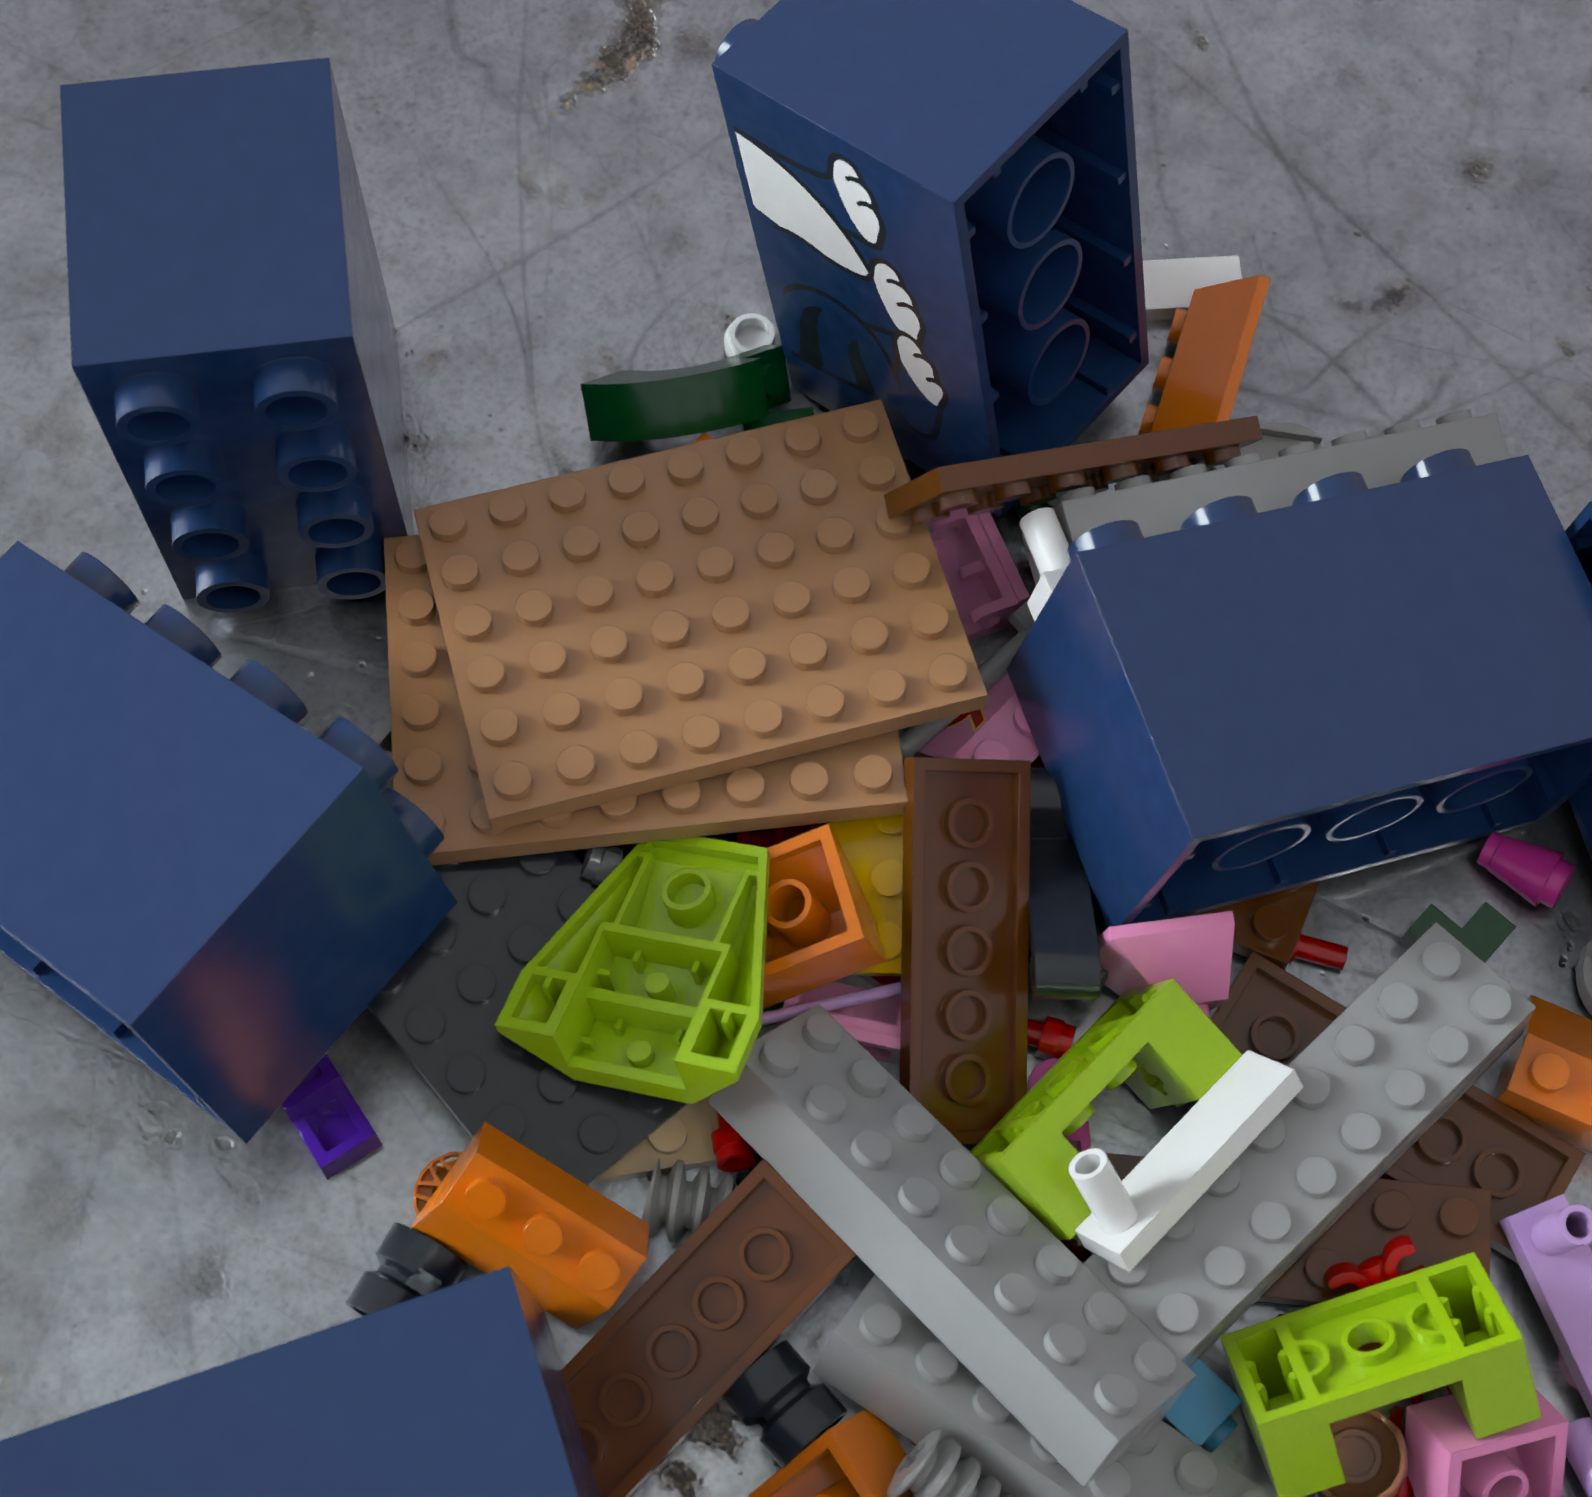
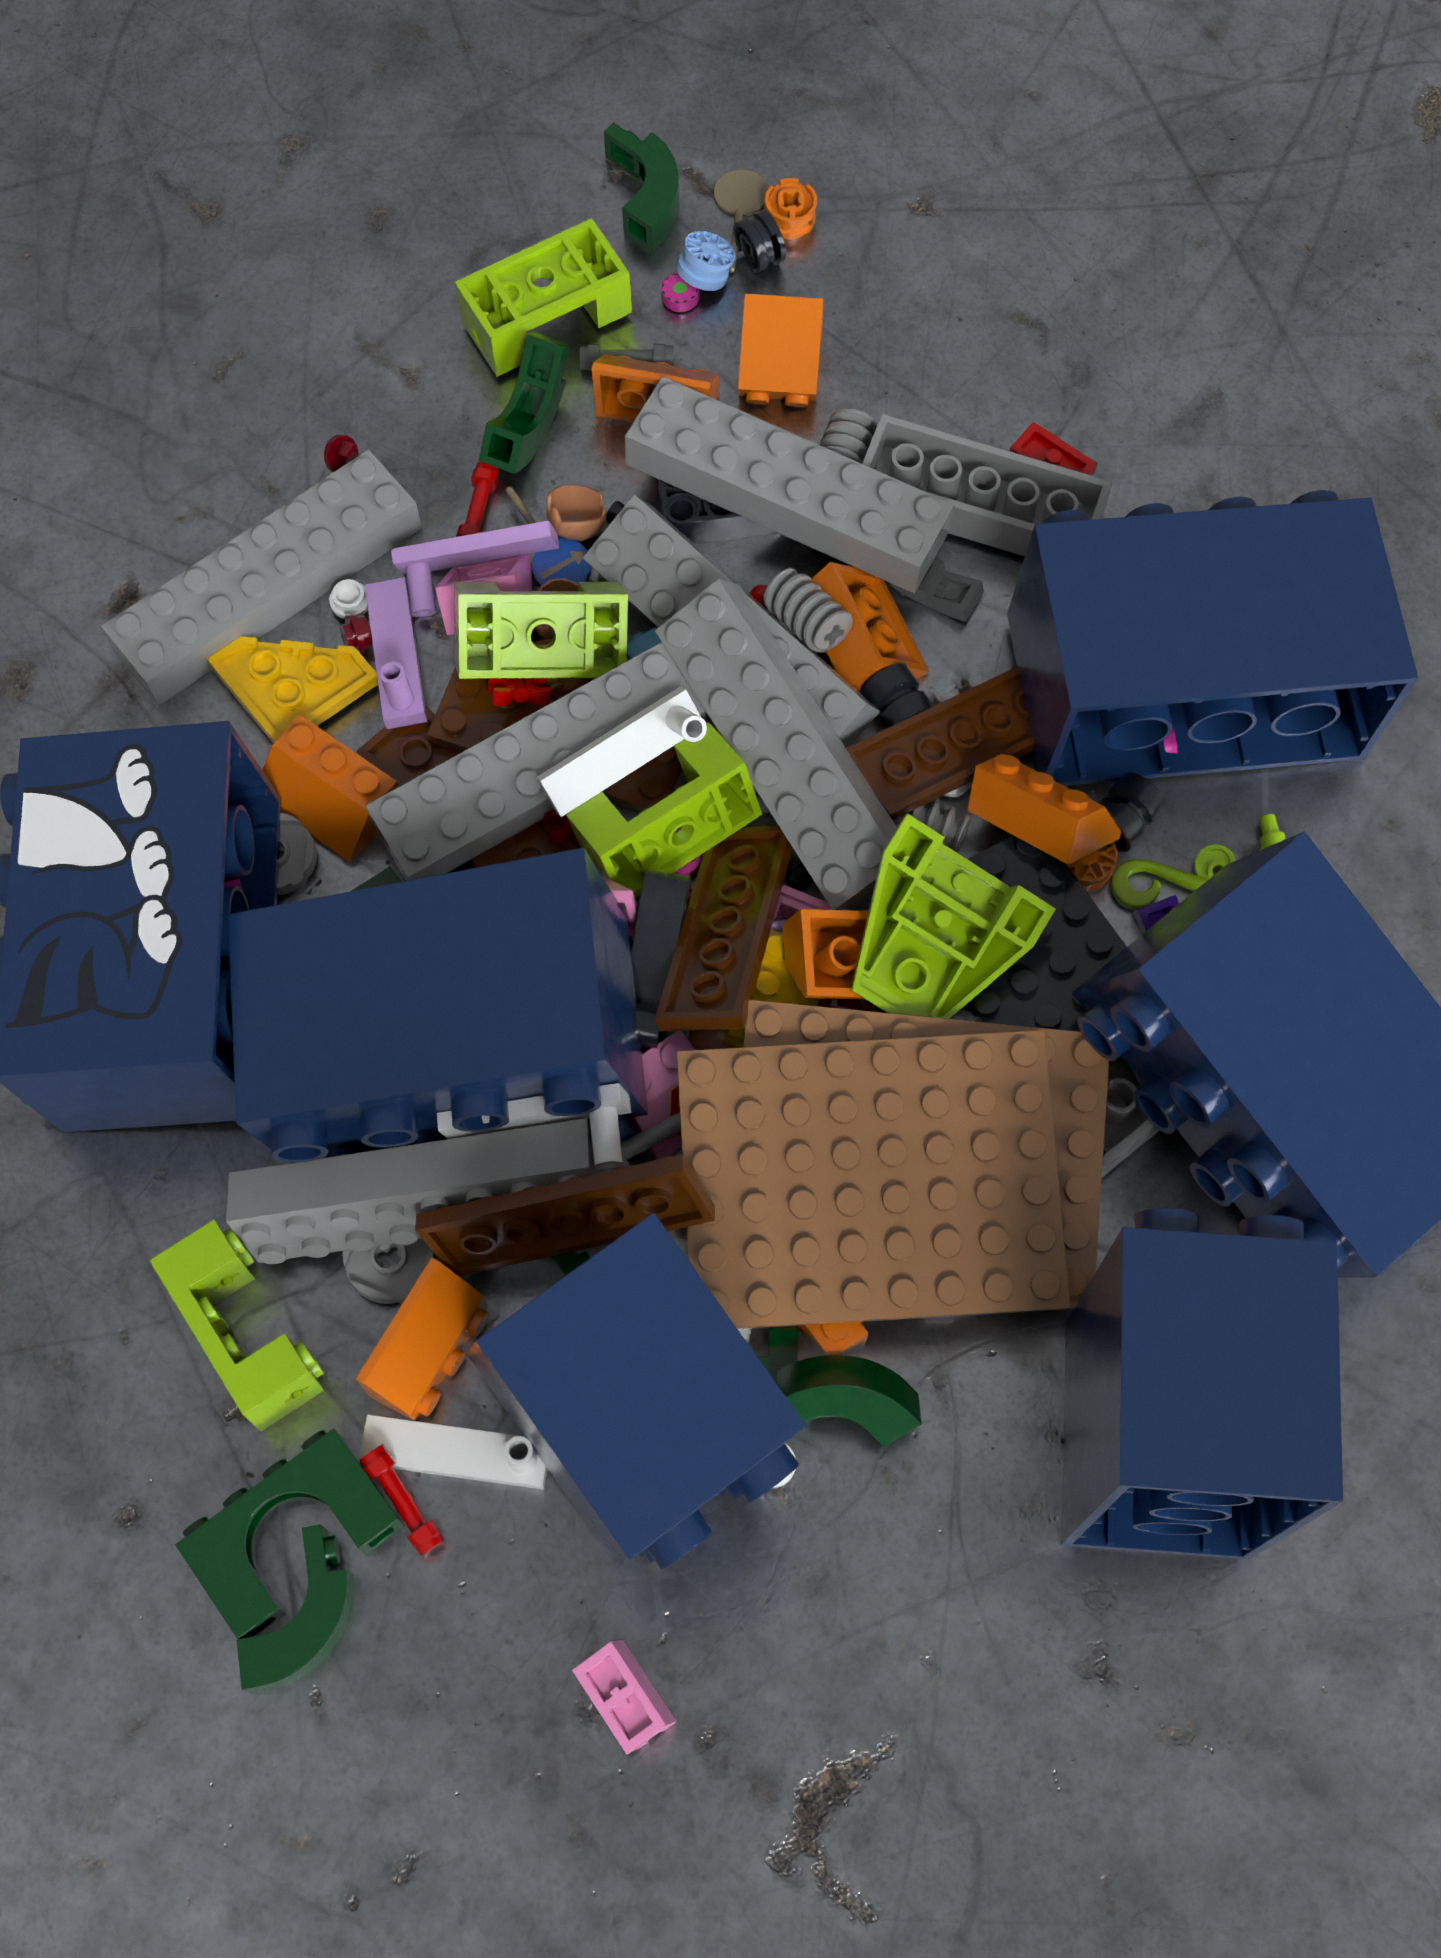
camera: 165 degrees left, 0 degrees up
(196, 1227) = (1206, 861): none -> lime plant
(1210, 243) = (423, 1534): none -> red bar
(1244, 58) = (312, 1634): none -> dark green arch
(1273, 229) = (222, 1546): none -> dark green arch
(1438, 311) = (200, 1275): none -> lime plate

